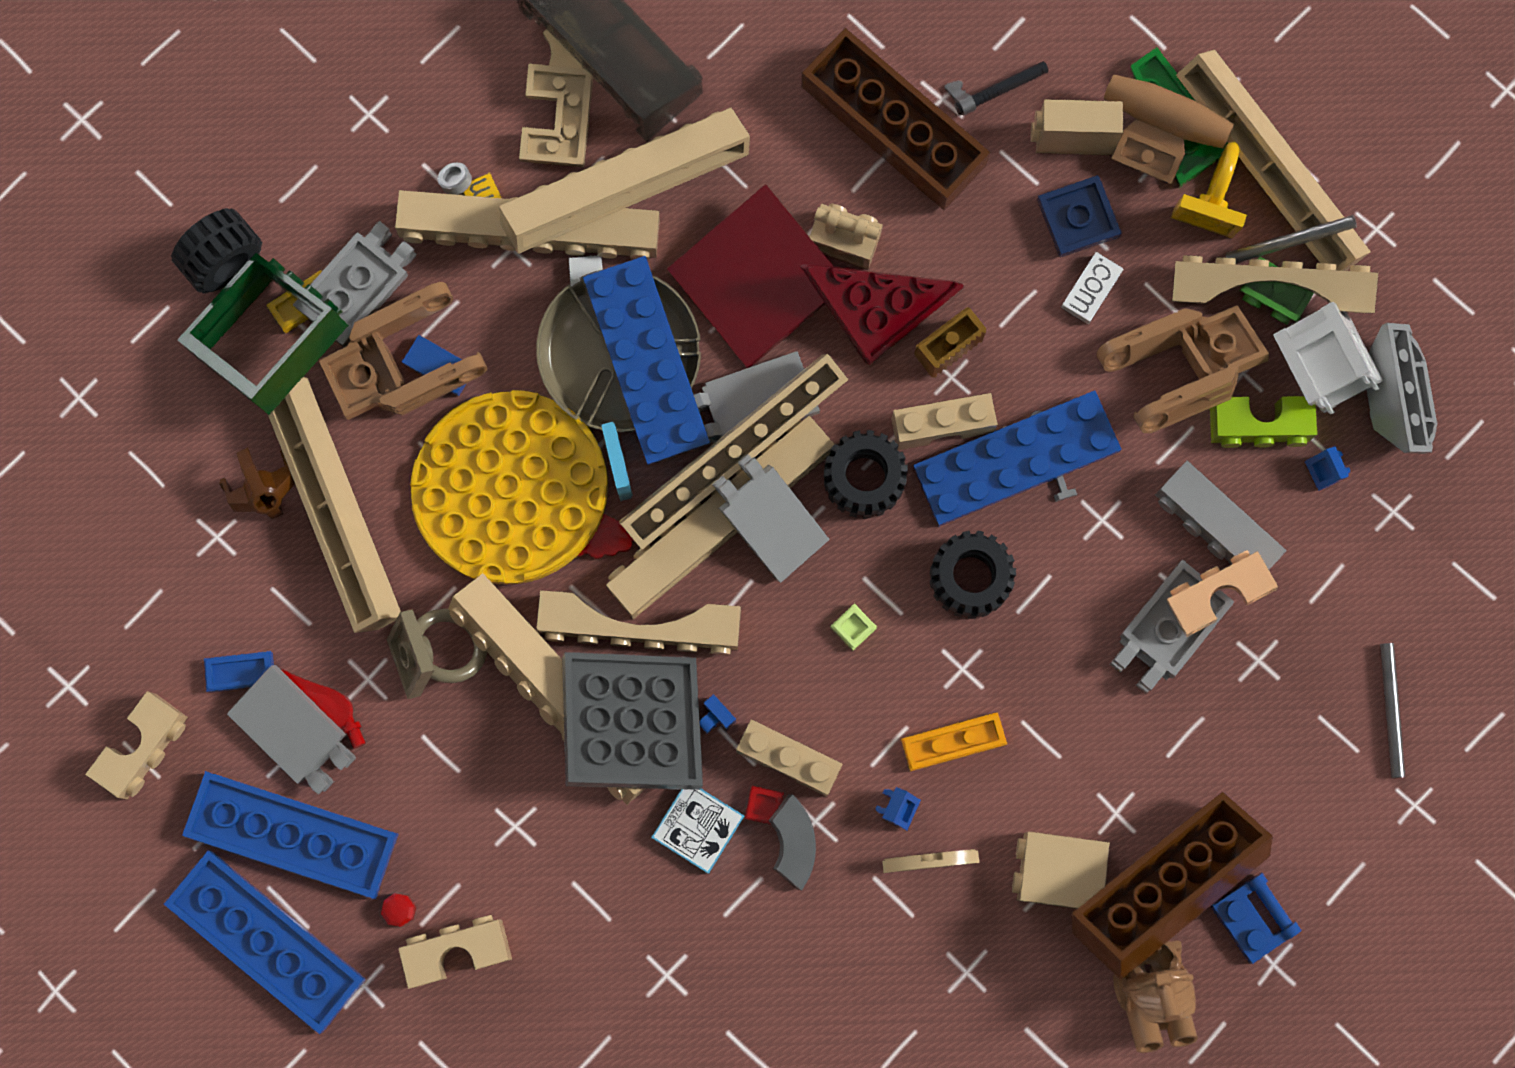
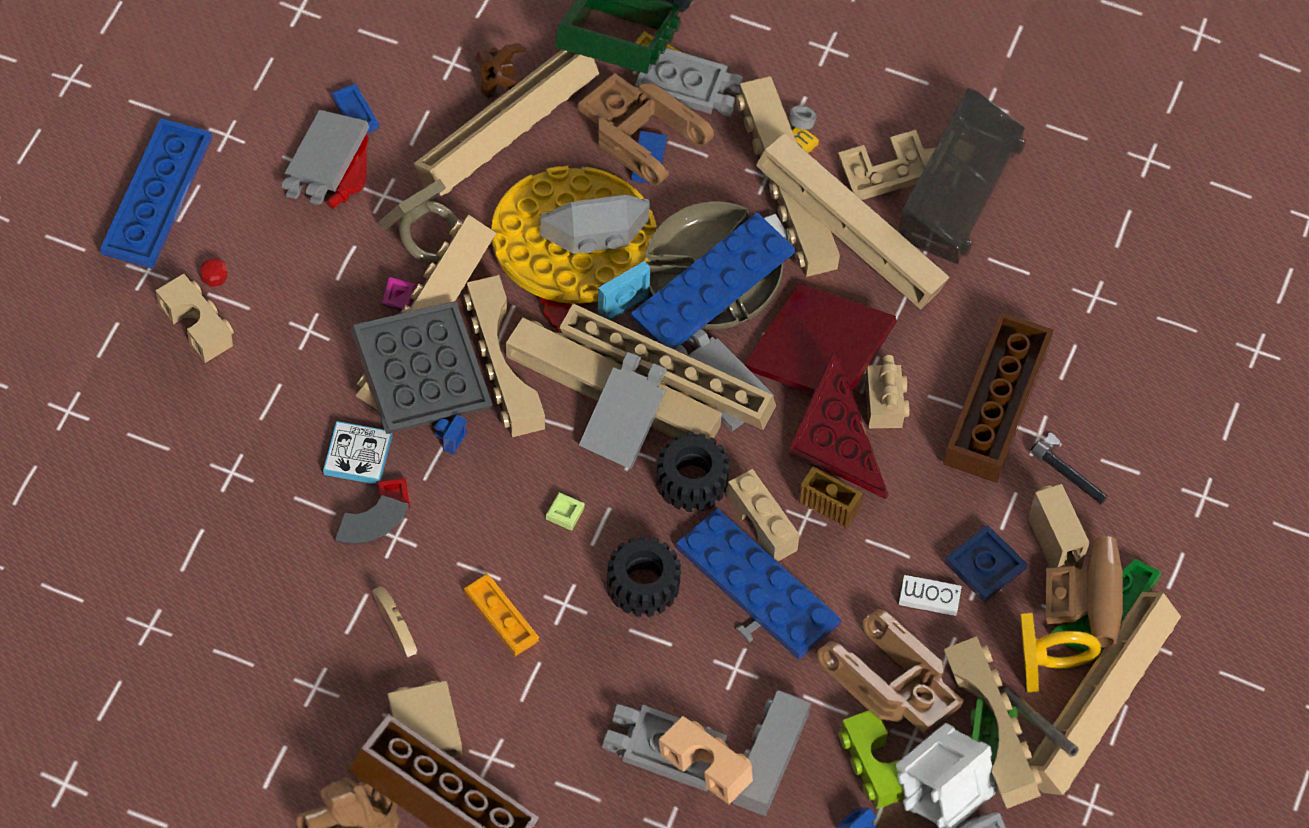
camera: 65 degrees right, 20 degrees down
(158, 725) = (291, 71): tan arch -> none
(290, 835) = (243, 183): blue plate -> none
(512, 709) = (398, 293): none -> dark pink tile
(522, 461) = (595, 223): none -> light grey wedge
(789, 757) = (437, 494): tan arch -> none
(900, 807) = (429, 589): blue tile -> none

